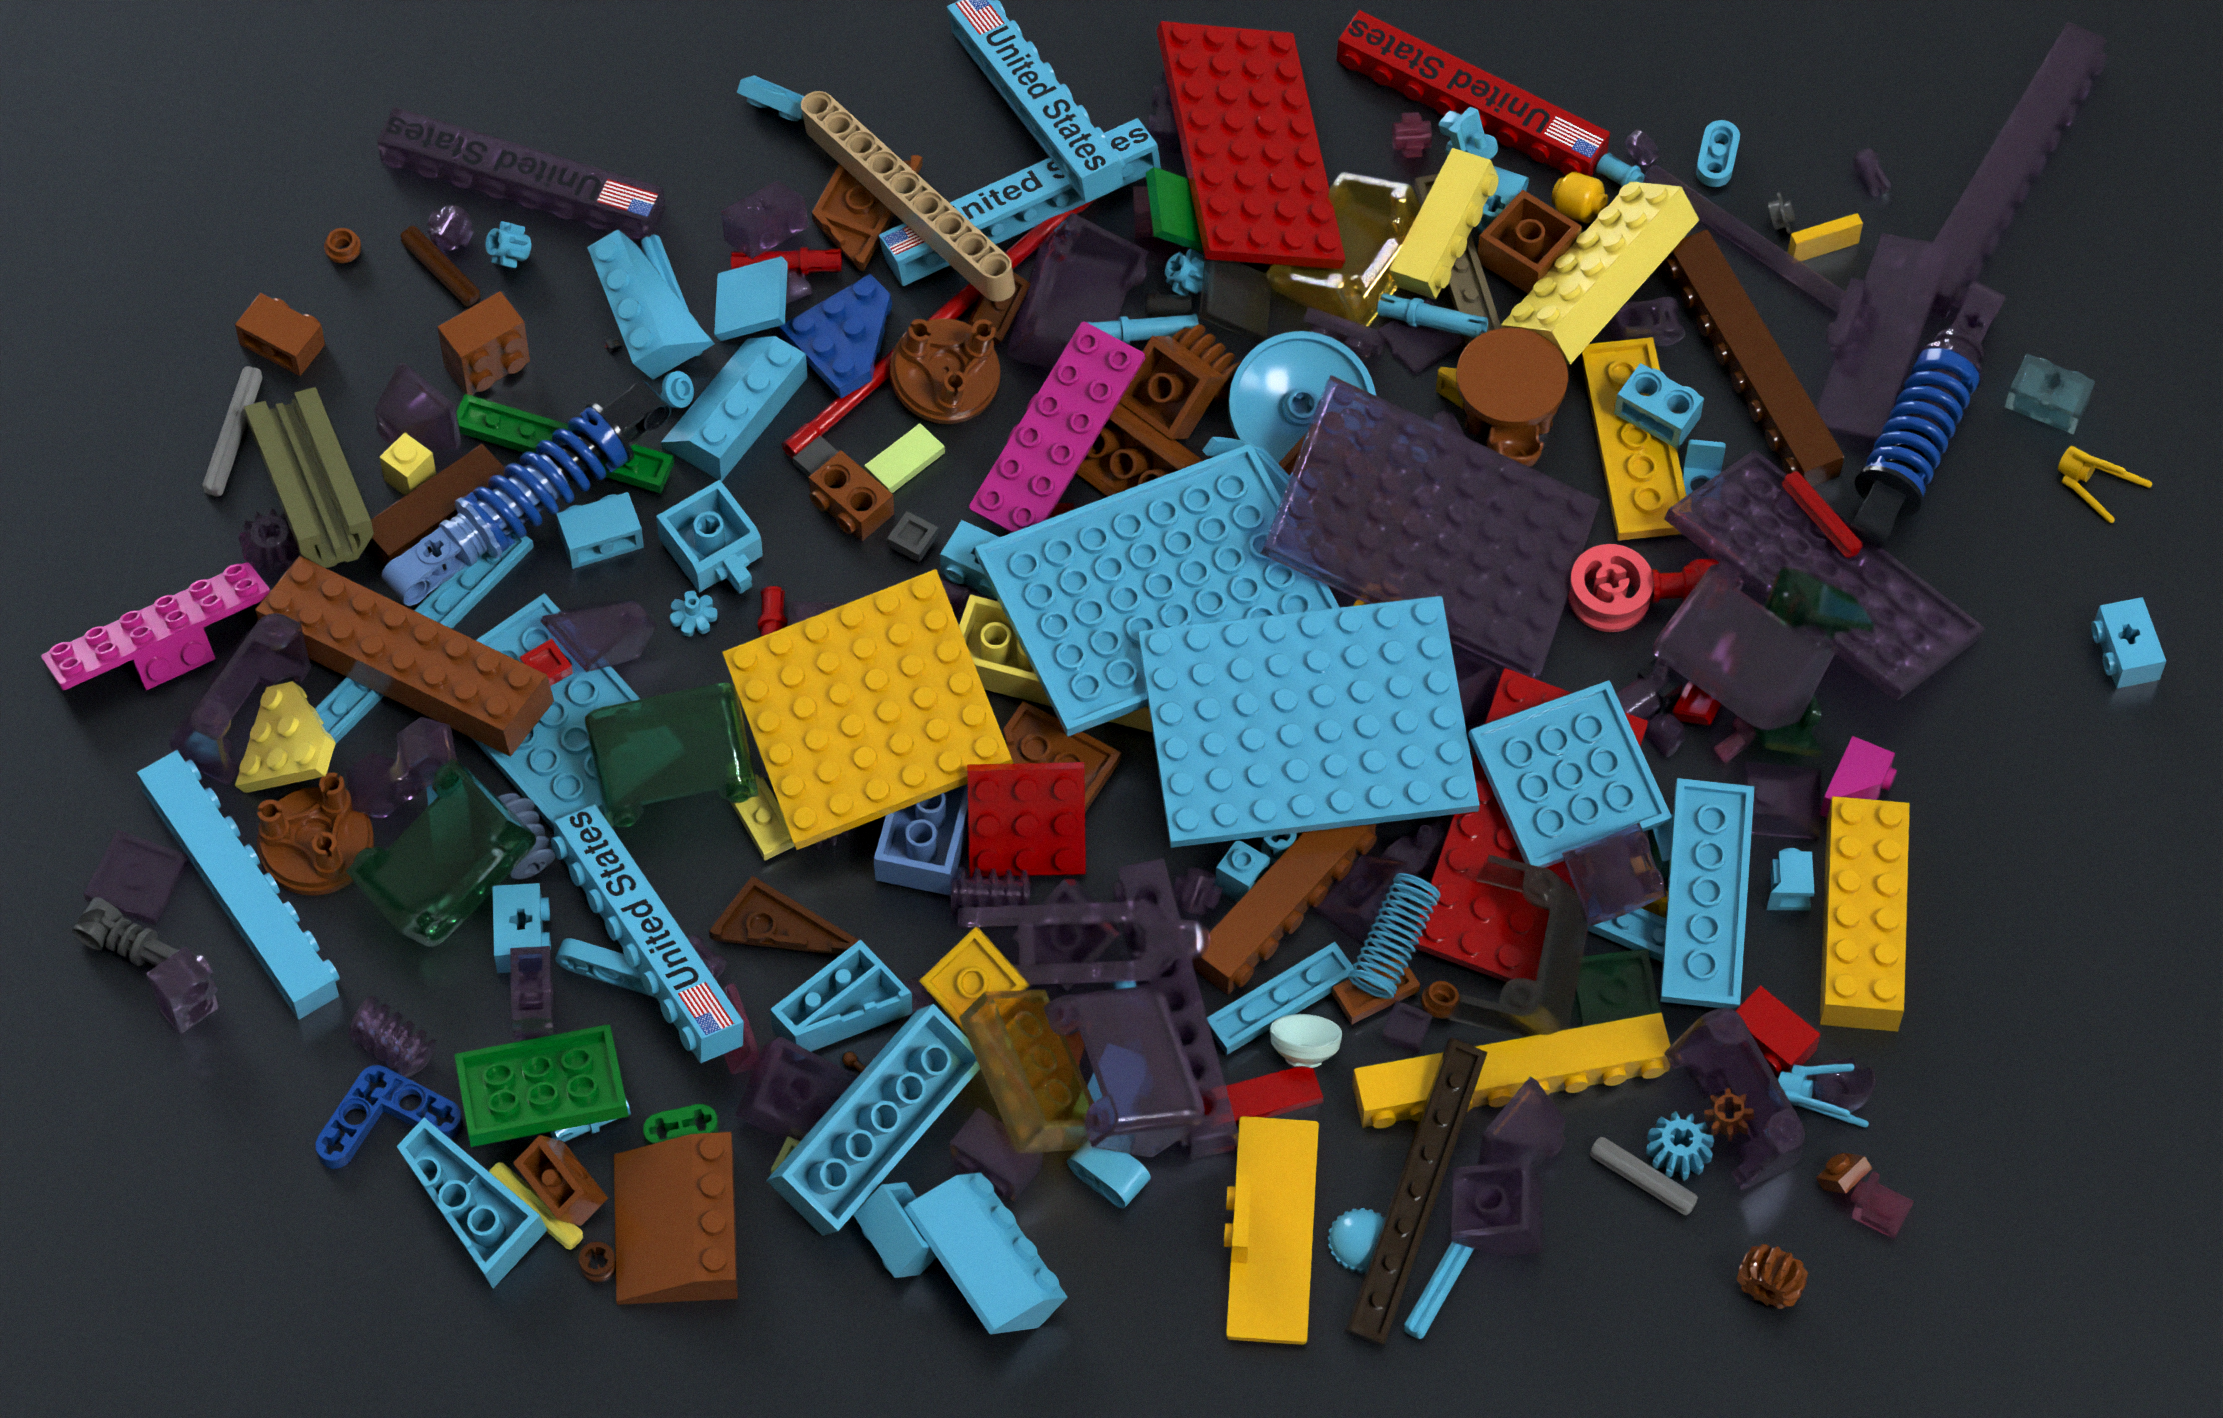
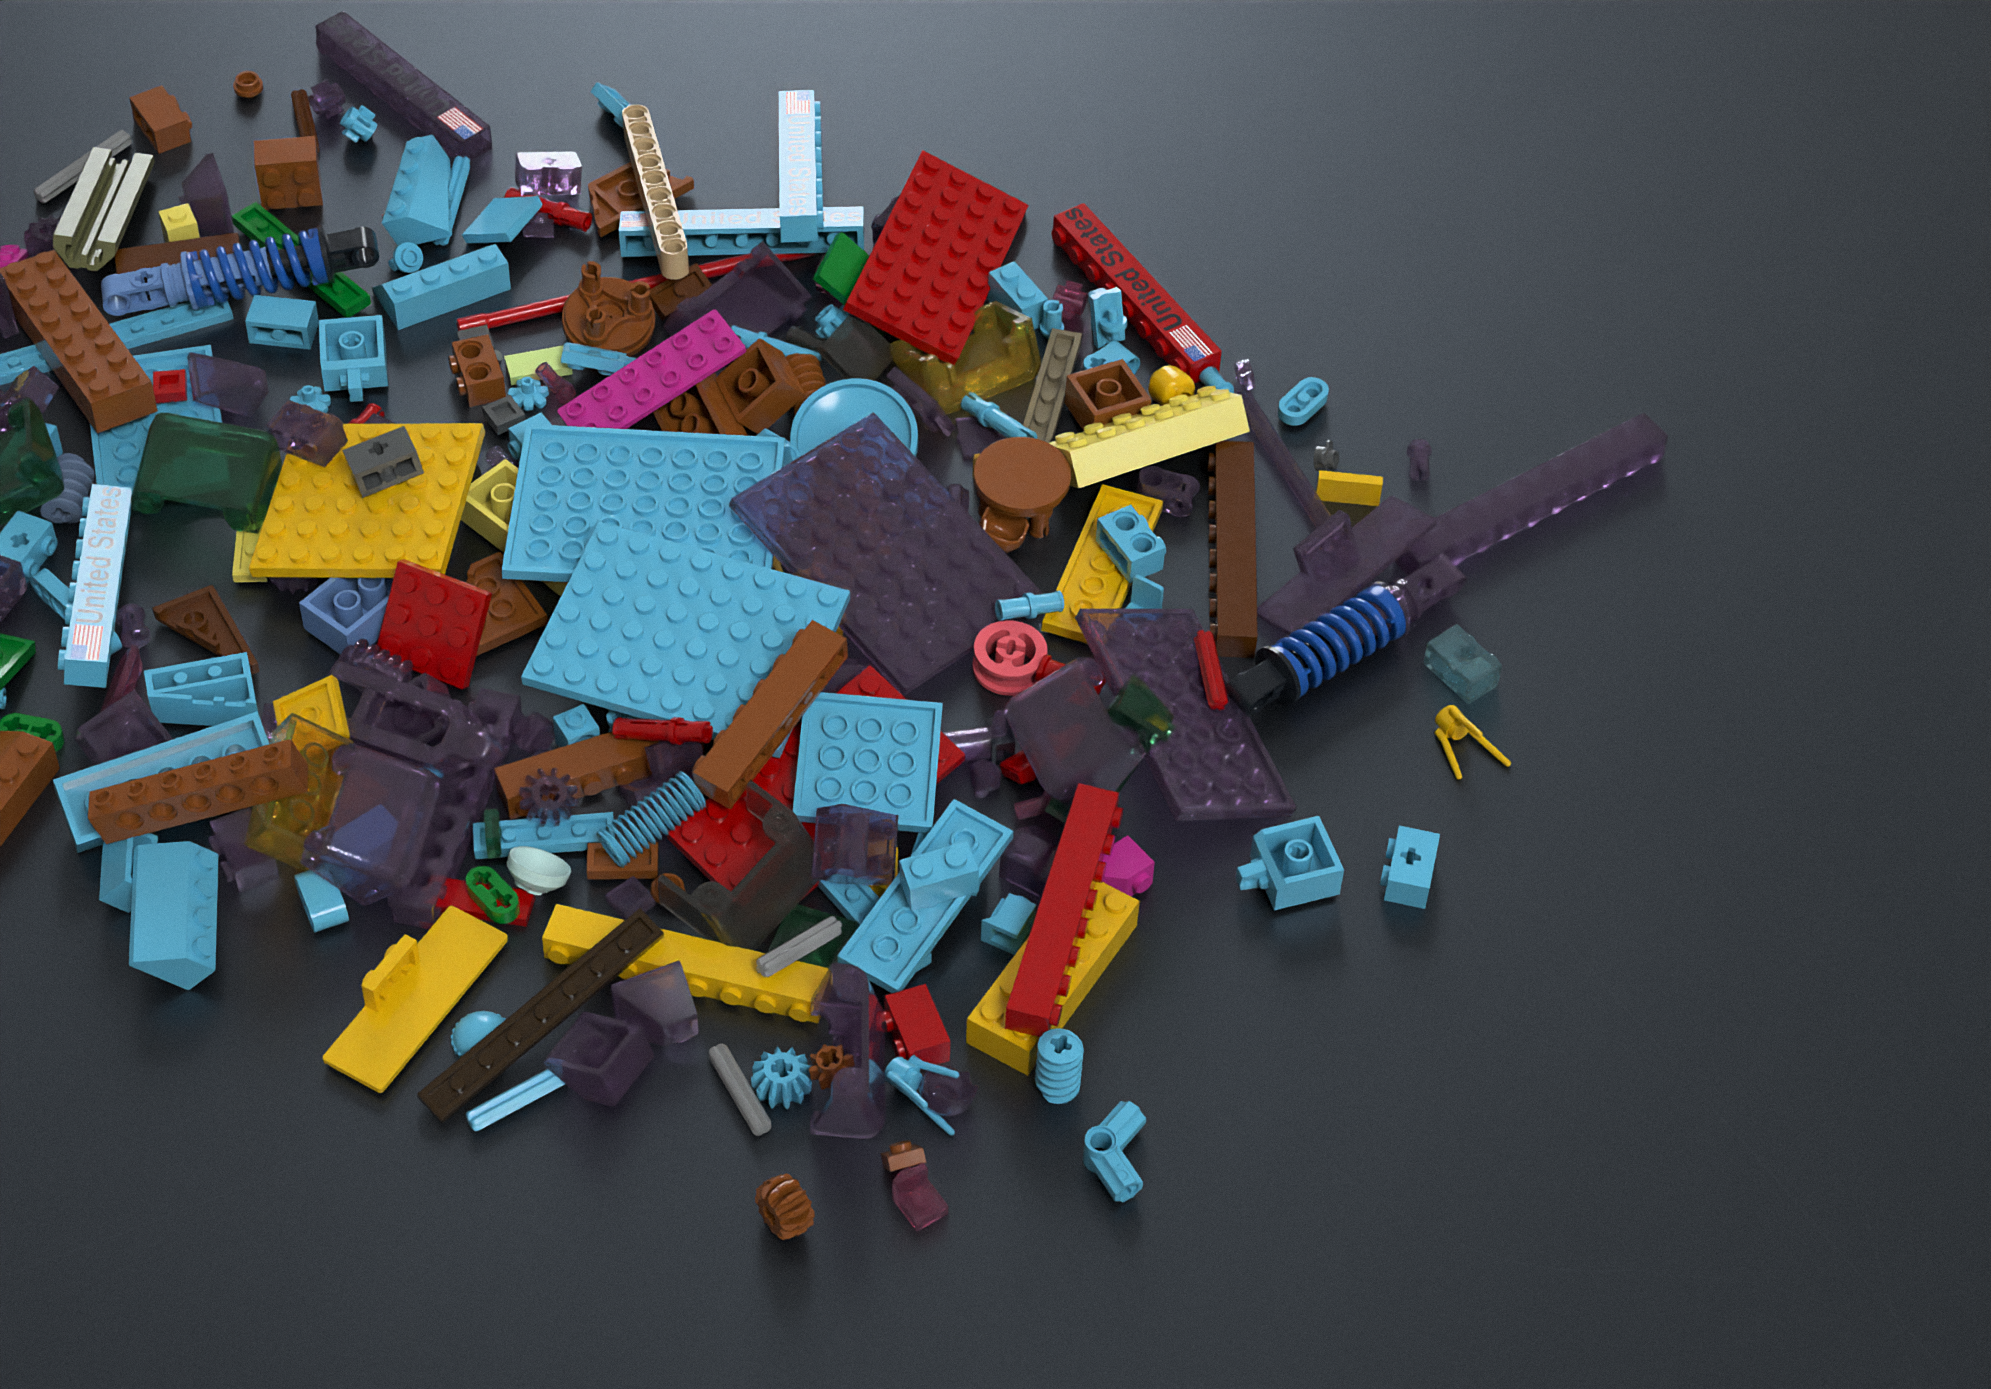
camera: 25 degrees right, 10 degrees down
(759, 661) = (307, 432): none -> brick
(843, 334) = (549, 267): blue plate -> none
(871, 662) = (383, 461): none -> dark grey brick
(917, 498) = (529, 393): none -> medium azure plant
(944, 475) = (558, 386): none -> clear pink arm
(952, 1122) = (198, 791): none -> dark orange brick
(973, 426) = (604, 360): none -> medium azure hinge
(1242, 1022) = (493, 833): none -> clear green tile
(1263, 967) = (546, 785): none -> clear purple gear
(1278, 1086) = (487, 899): none -> green beam
(1357, 152) = (1016, 290): none -> medium azure brick
(1360, 831) = (674, 730): none -> red pin
(1365, 852) = (669, 759): none -> clear purple bracket
(1408, 166) = (1052, 317): none -> medium azure pin
(1444, 223) = (1046, 359): light yellow brick -> none
(1459, 772) = (770, 713): none -> dark orange brick
(1602, 522) = (1029, 605): none -> medium azure pin
(1619, 1004) = (798, 946): none -> light grey axle
(1720, 869) = (939, 875): none -> medium azure brick
(1856, 850) = (1063, 910): none -> red brick
(1936, 1010) = (1059, 1065): none -> medium azure piece
(2022, 692) = (1293, 864): none -> medium azure hinge
(2039, 1088) = (1113, 1136): none -> medium azure piece

